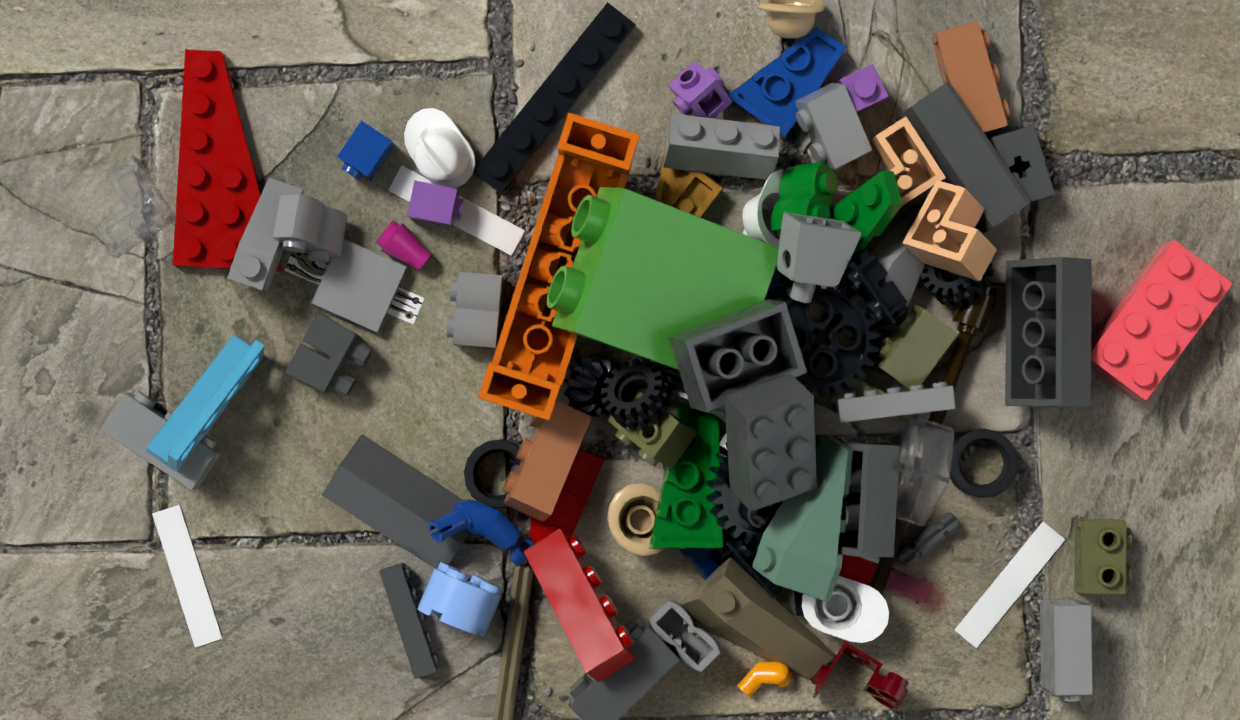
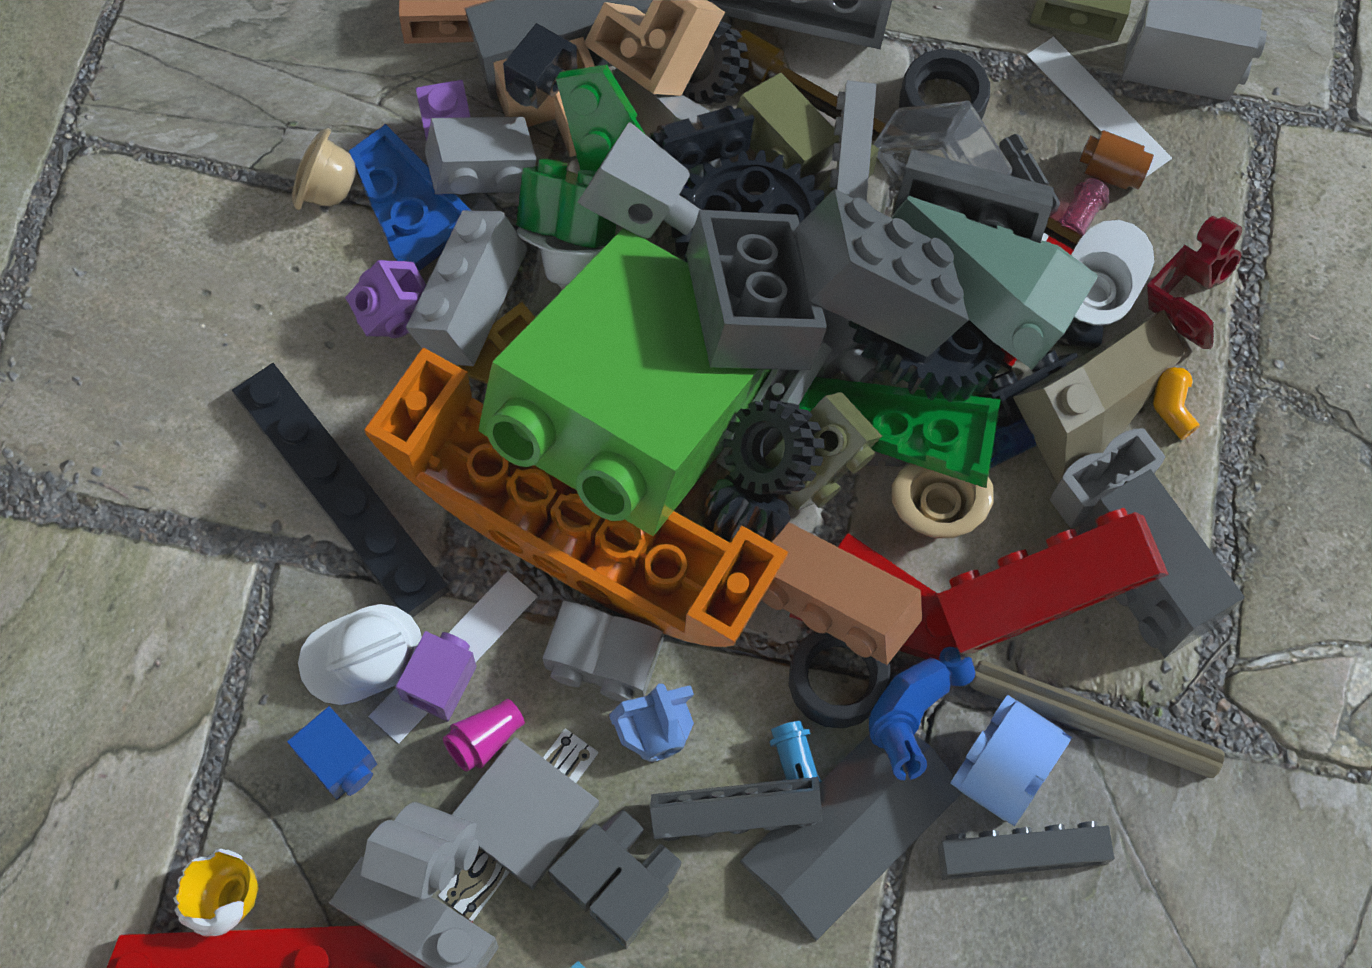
camera: 80 degrees left, 20 degrees down
(258, 104) = (215, 893): none -> yellow hair
(390, 424) = (736, 808): none -> dark grey piece
(435, 358) = (655, 723): none -> medium blue piece
(437, 455) = (794, 750): none -> dark azure pin
(899, 152) = (535, 64): none -> black brick
(955, 604) = (1116, 160): none -> dark orange brick

